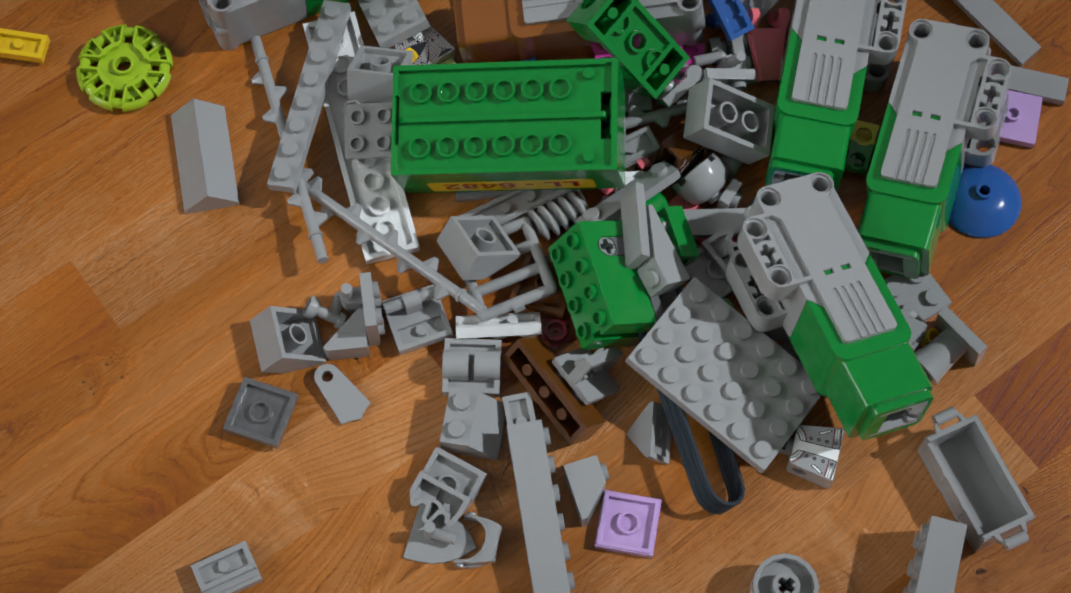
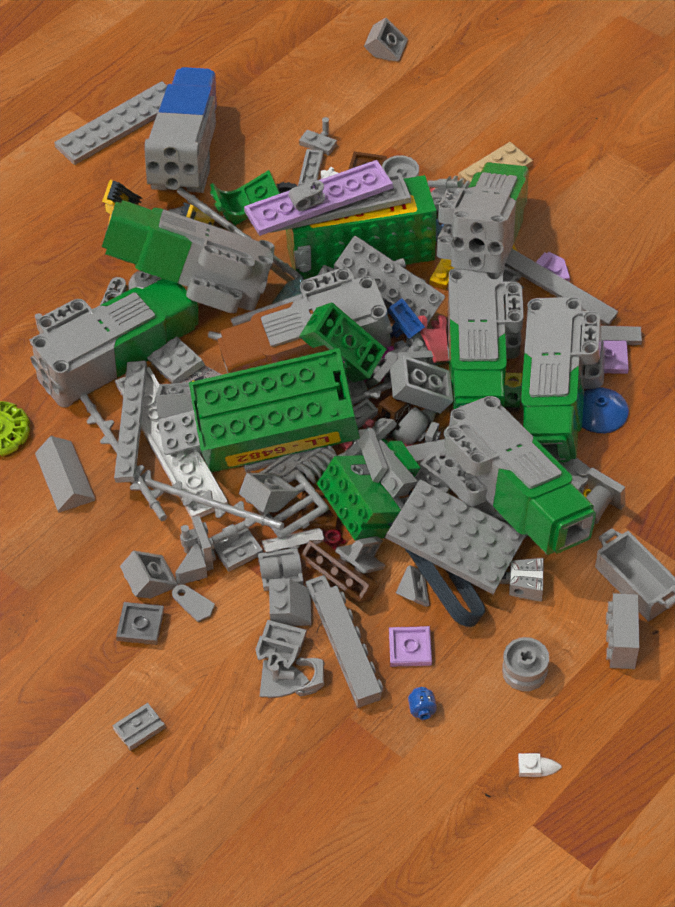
camera: 10 degrees left, 15 degrees down
(333, 315) = (162, 551): light grey piece -> none
(586, 485) = (375, 626): light grey slope -> none

